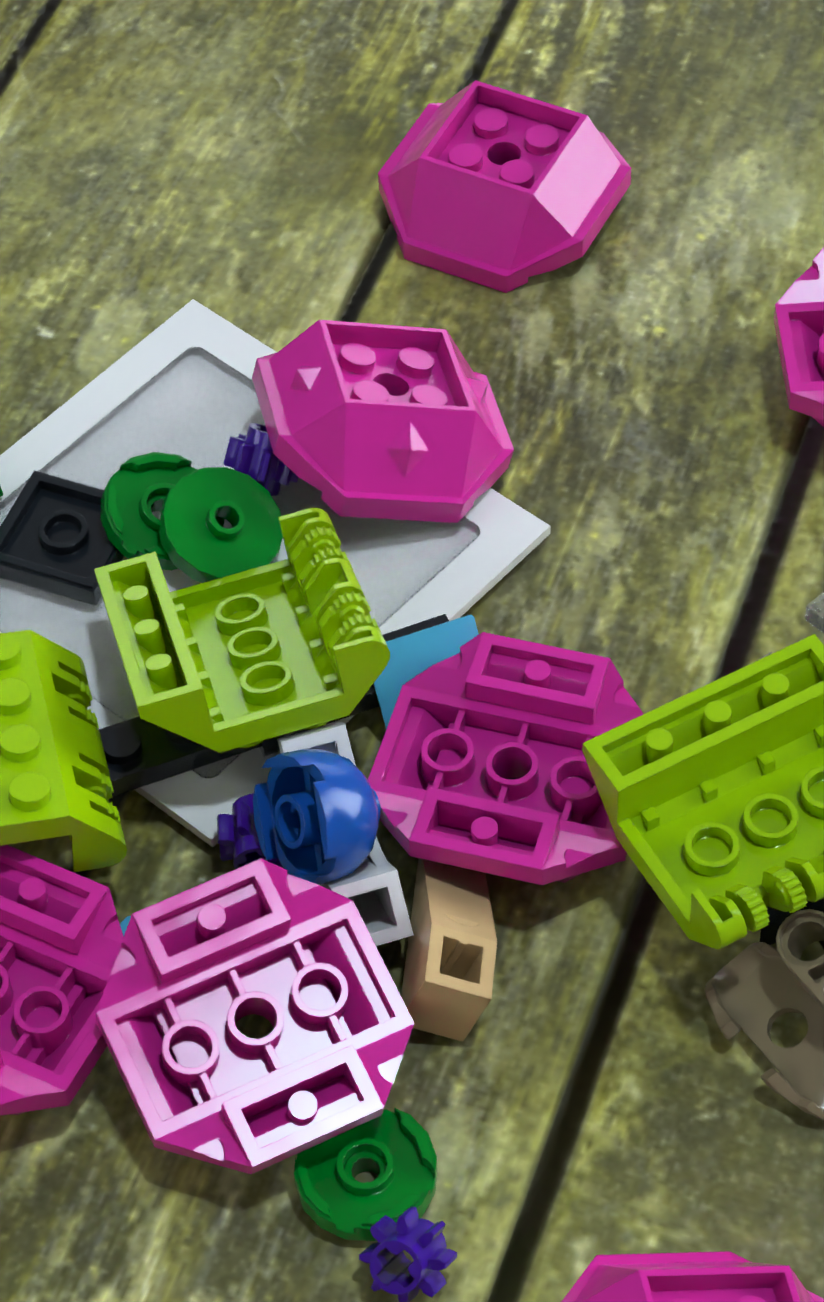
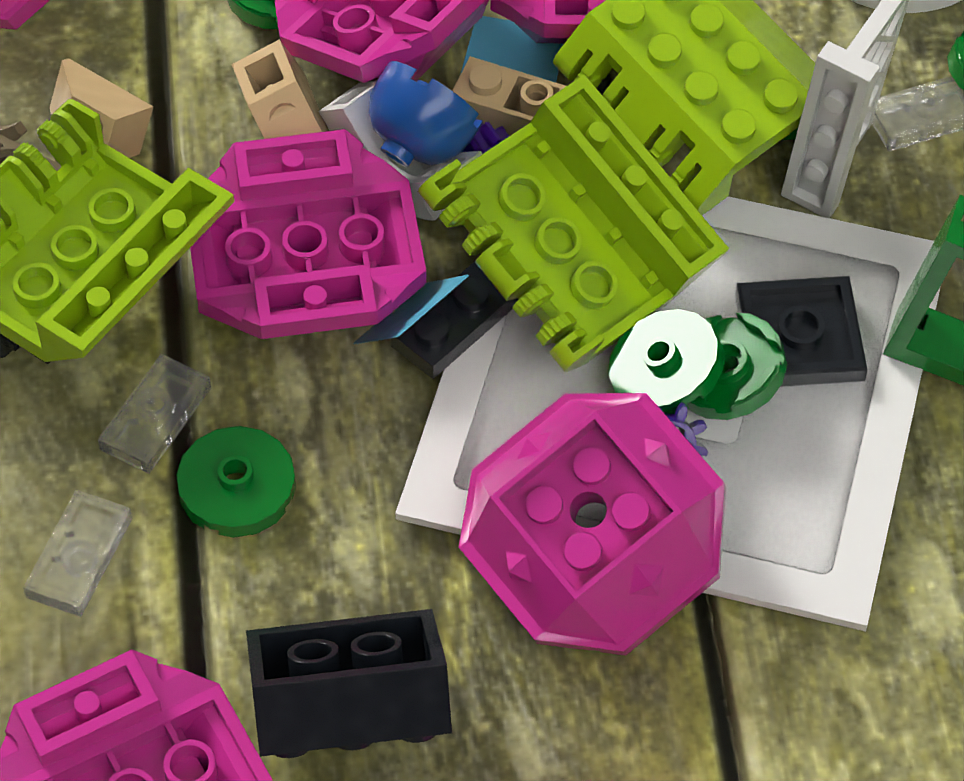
camera: 150 degrees right, 5 degrees up
(180, 847) = (503, 94): none -> tan slope
(674, 363) = (348, 683): none -> black brick
(678, 1040) = (121, 114): none -> tan slope
(693, 639) = (243, 504): none -> green plate

